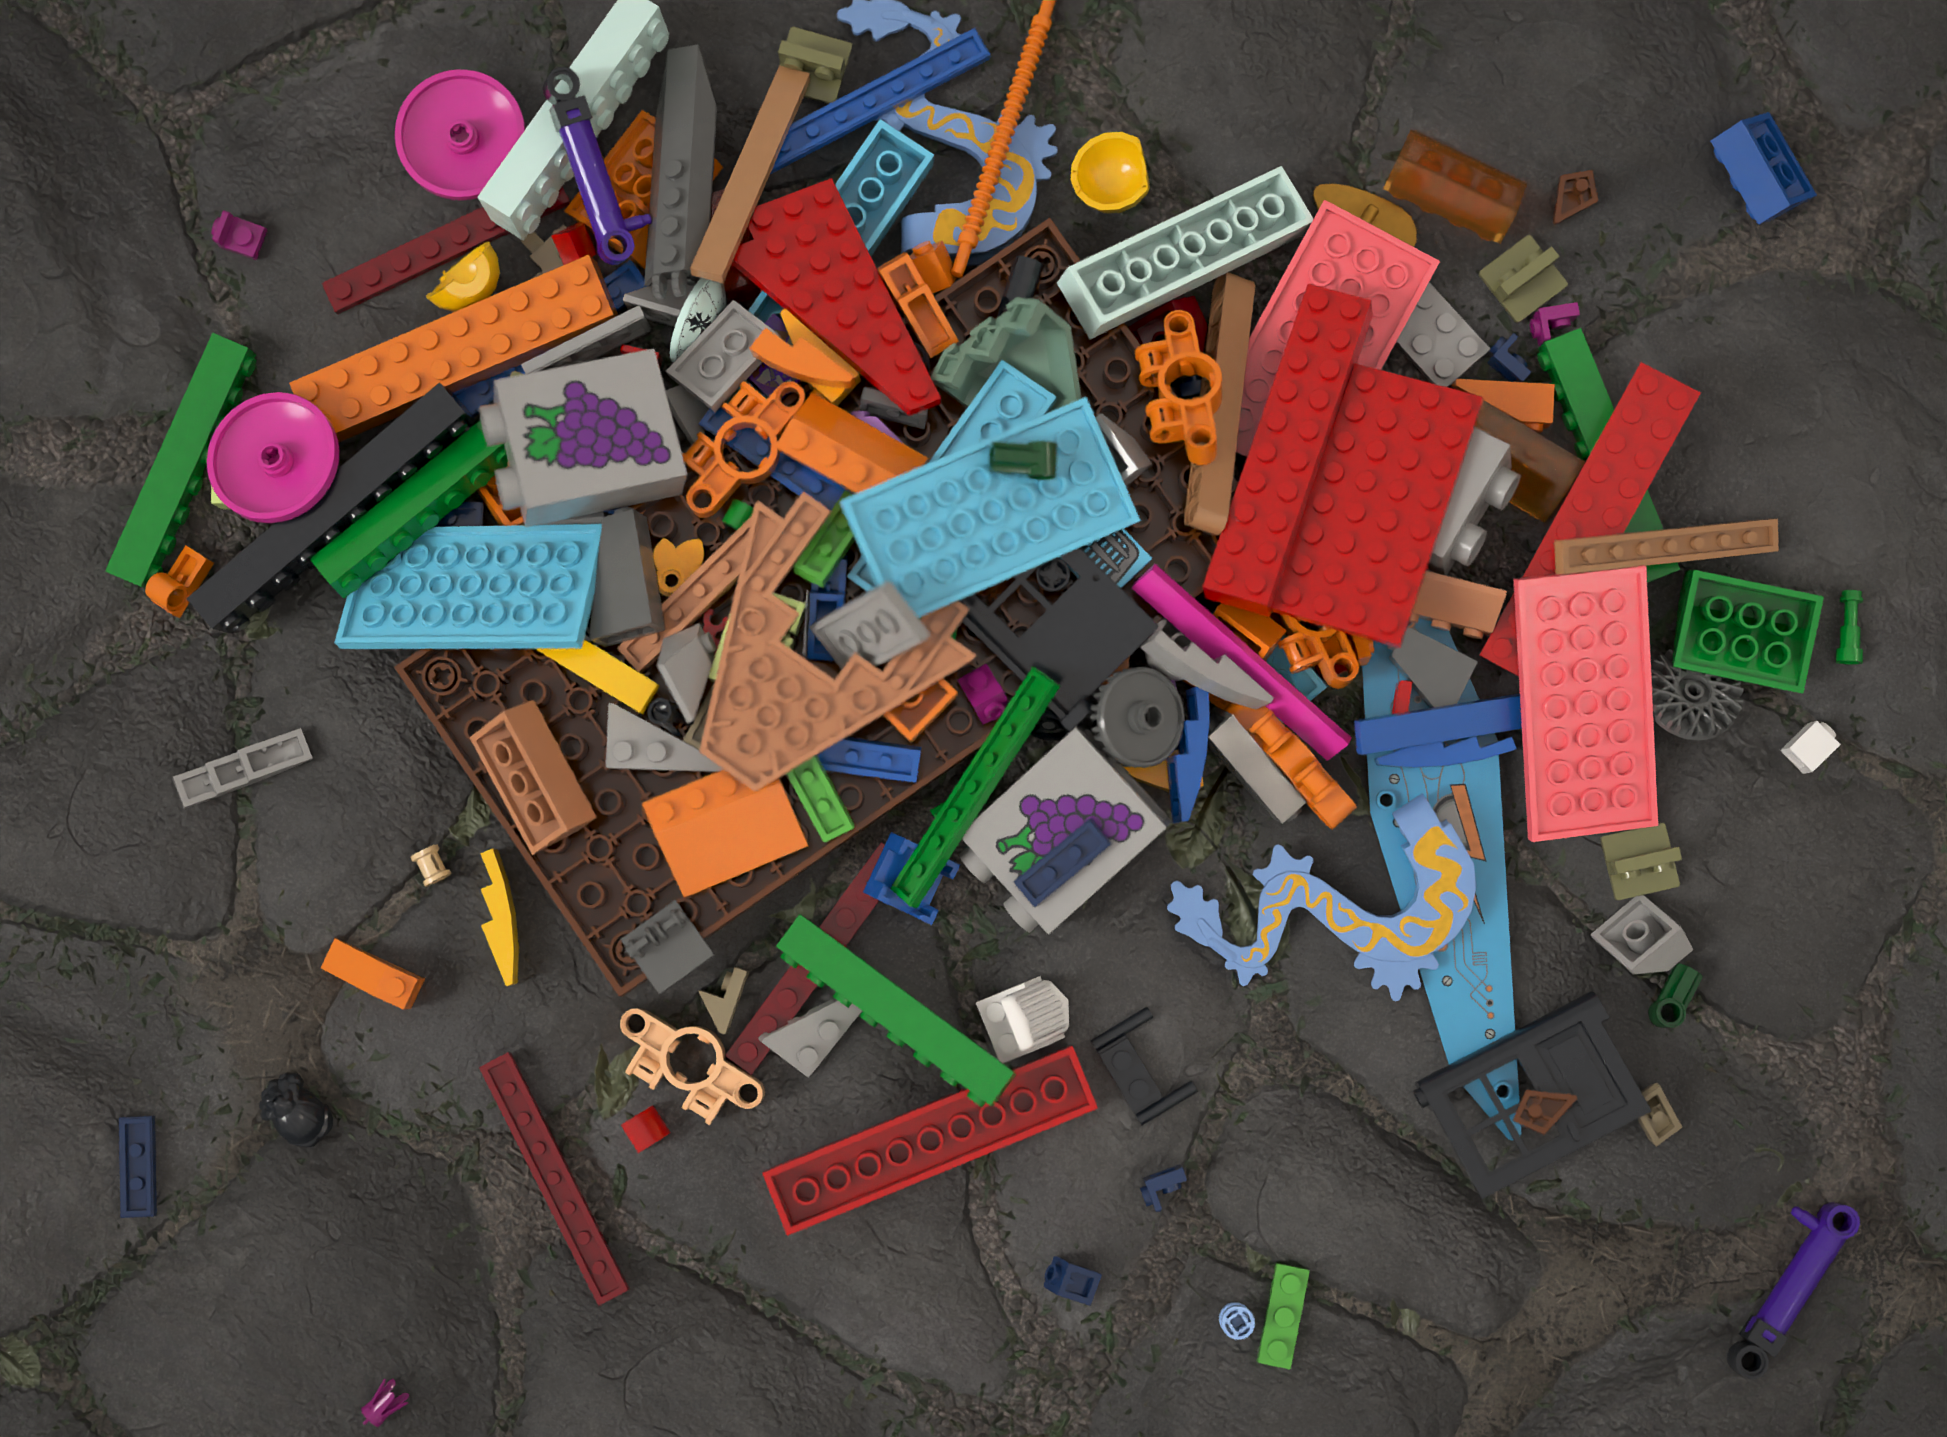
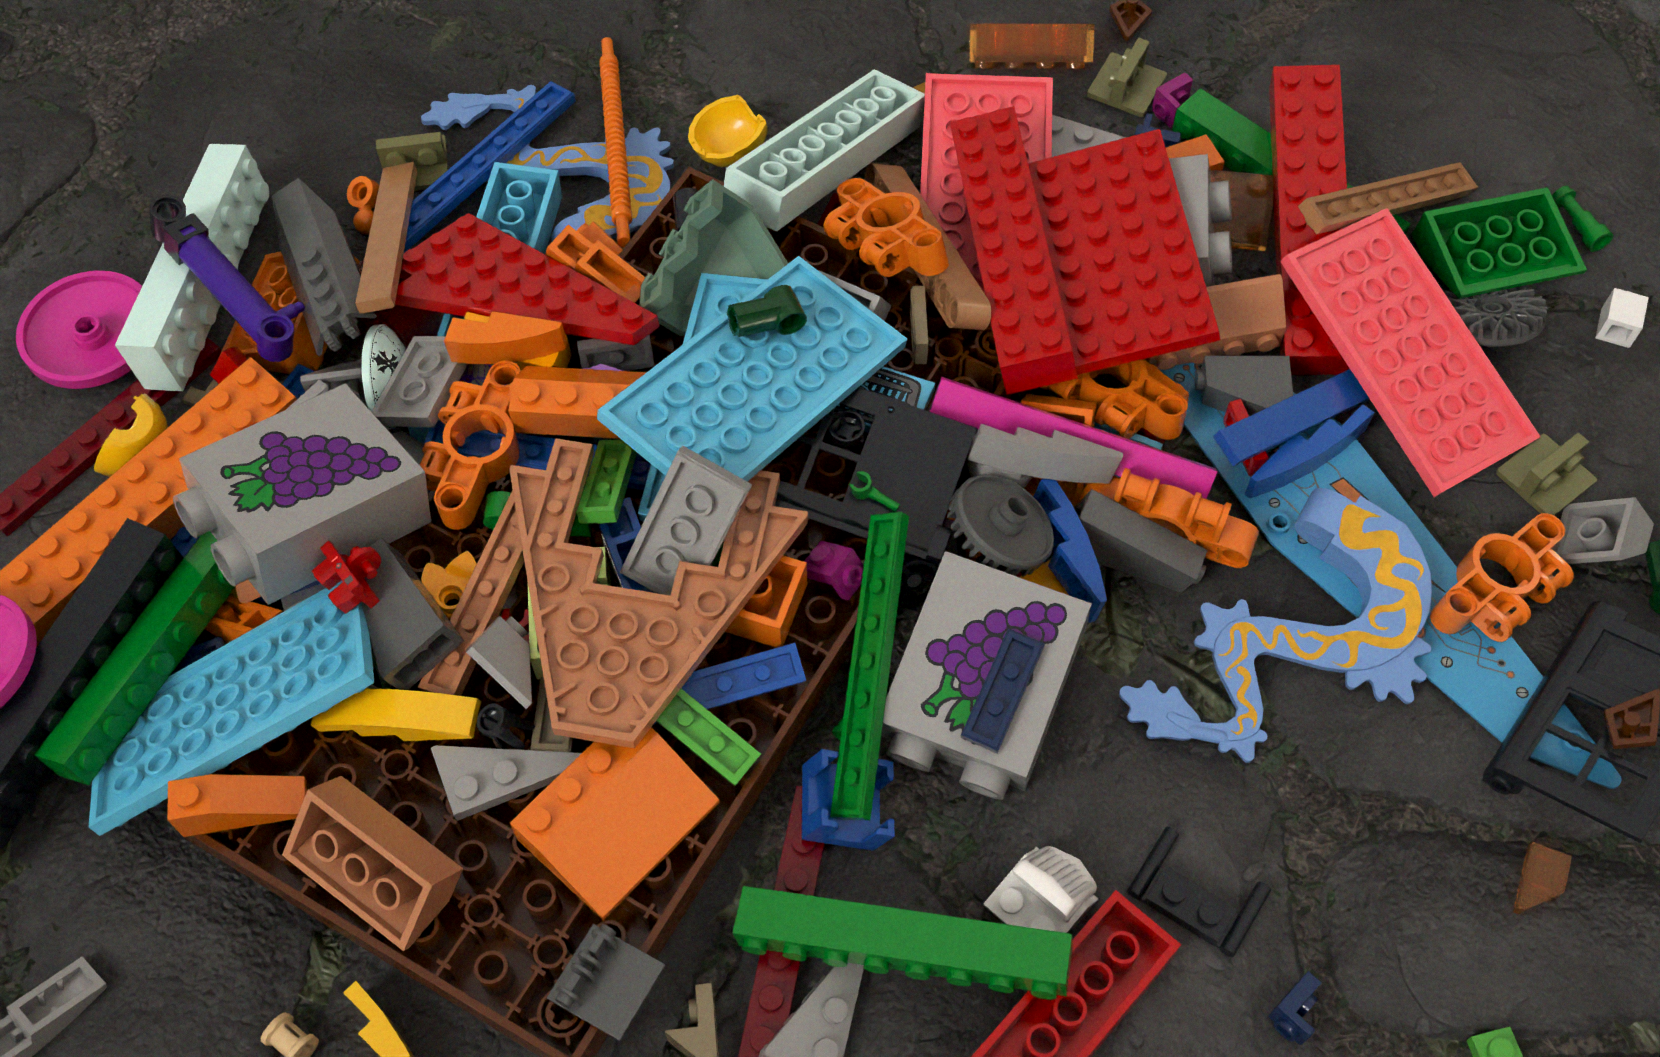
camera: 25 degrees left, 25 degrees down
(450, 682) = (232, 801): none -> orange slope
(600, 537) = (352, 571): none -> red hips
(745, 111) = (363, 194): none -> orange plate
(1046, 646) = (872, 492): none -> green hand
(1166, 494) = (918, 323): none -> dark tan tile
(1407, 1178) = (1542, 877): none -> clear orange tile
(1569, 936) = (1484, 601): none -> orange piece

